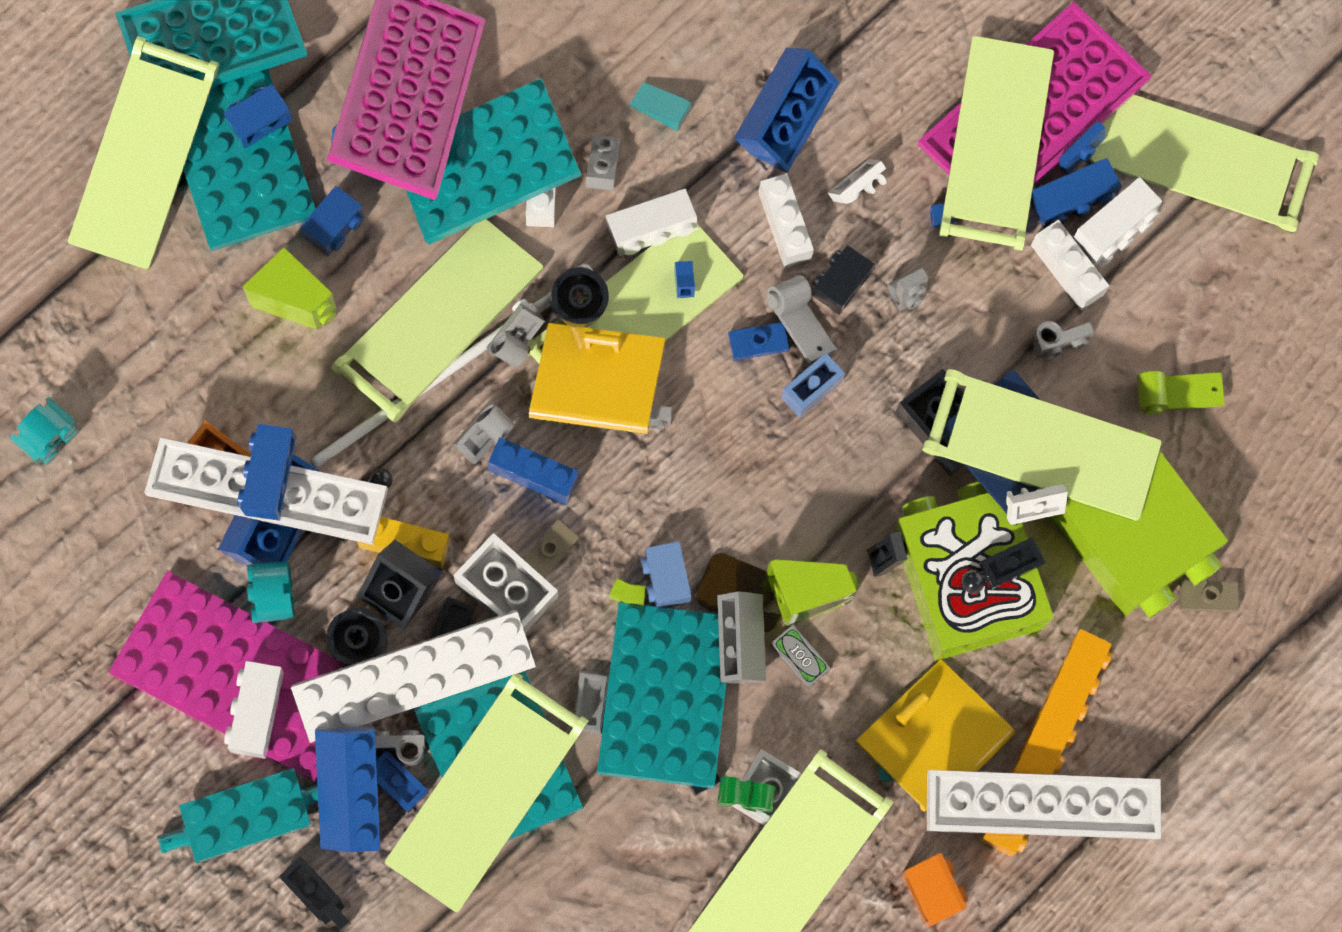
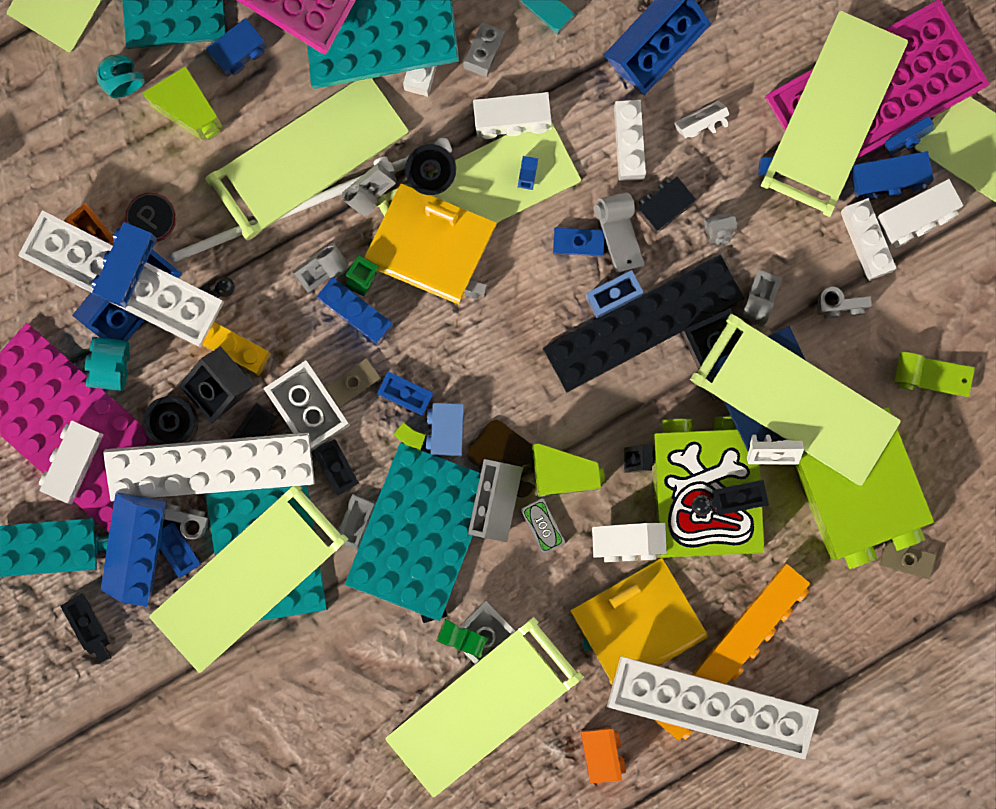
camera: 20 degrees right, 10 degrees up
(208, 280) = (118, 77): none -> teal helmet
(284, 413) = (153, 214): none -> black tile
(531, 428) = (361, 275): none -> green leg
(554, 646) = (336, 467): none -> black plate
(610, 547) = (405, 393): none -> blue plate
(850, 412) = (643, 323): none -> black plate
(902, 644) = (629, 541): none -> white brick
(972, 351) = (761, 298): none -> light grey plate

